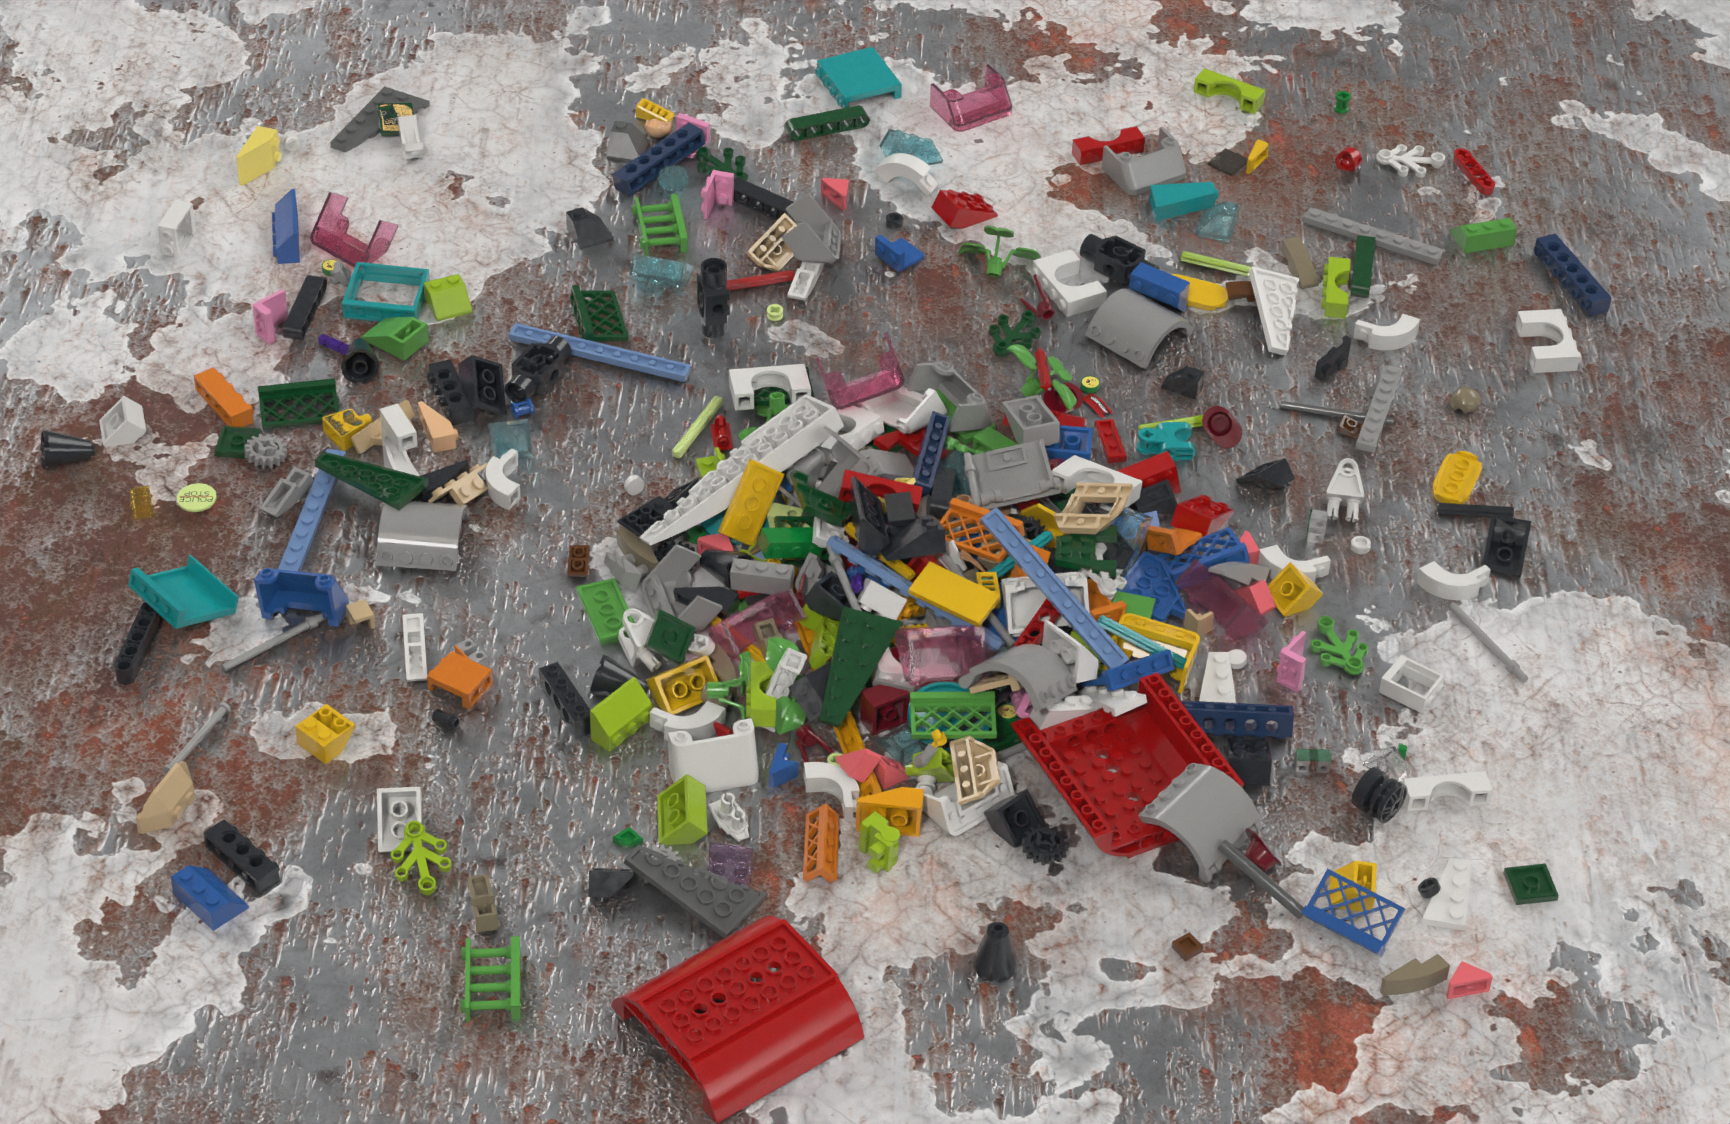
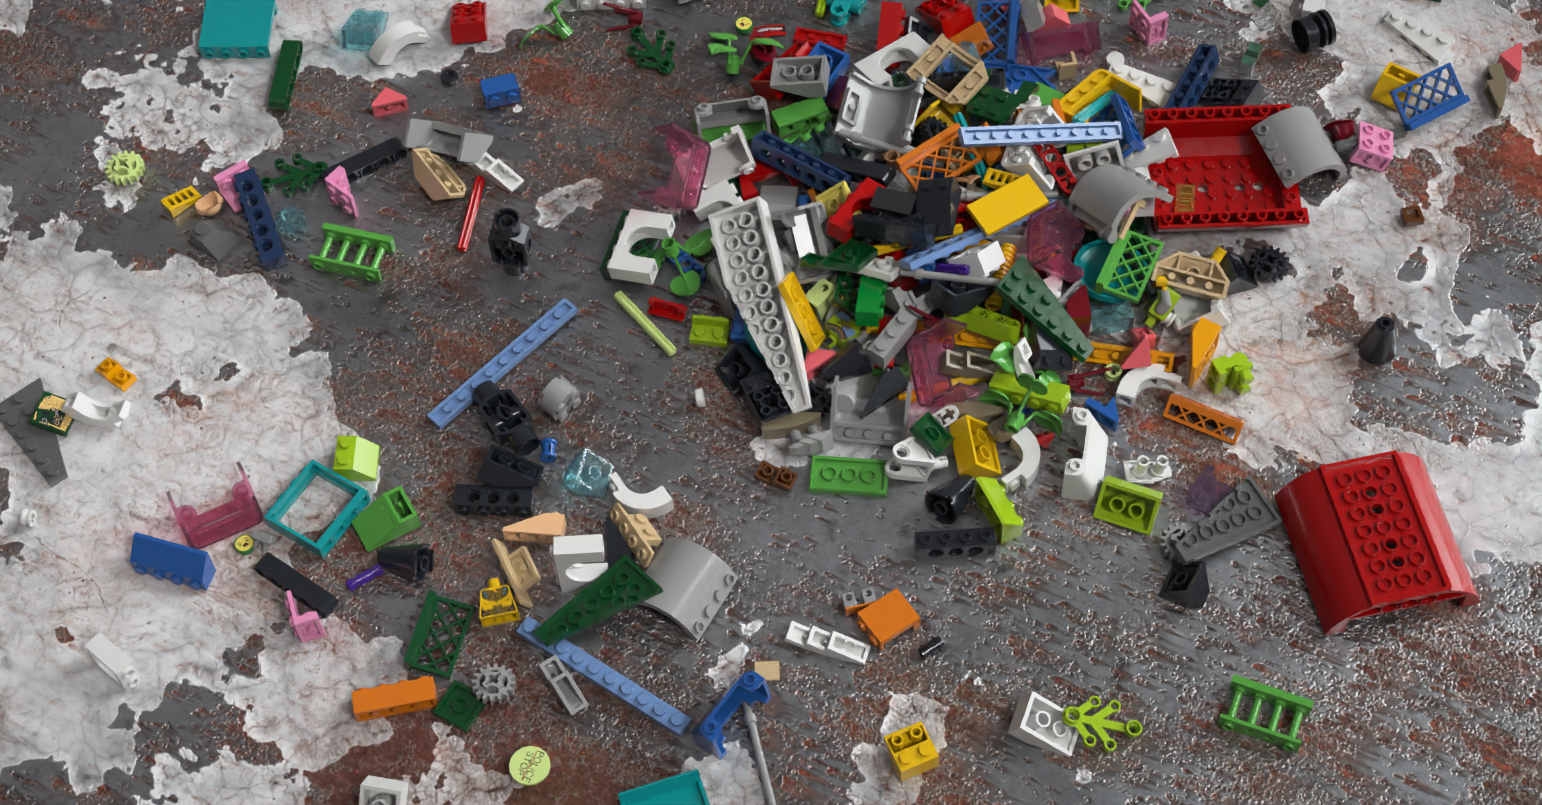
camera: 60 degrees left, 15 degrees up
(258, 154) = (35, 547): light yellow slope -> none
(457, 139) = (115, 374): none -> light orange slope
(482, 903) = (1171, 692): dark tan slope -> none
(576, 393) = (559, 398): none -> light grey brick
(584, 316) = (447, 358): dark green fence -> none
(587, 228) = (321, 313): black slope -> none
(627, 838) = (1135, 556): green tile -> none
(660, 271) = (419, 274): clear light blue slope -> none
(666, 69) = (124, 168): none -> yellowish green gear
(774, 312) = (523, 205): yellowish green bush -> none
(1006, 788) = (1218, 254): none -> yellow pin
(1043, 370) = (703, 45): red axle -> none
(1084, 744) = (1185, 191): none -> clear yellow slope
(1253, 881) = (1373, 147): none -> bright pink bracket
(1429, 887) = (1410, 44): black tile -> none

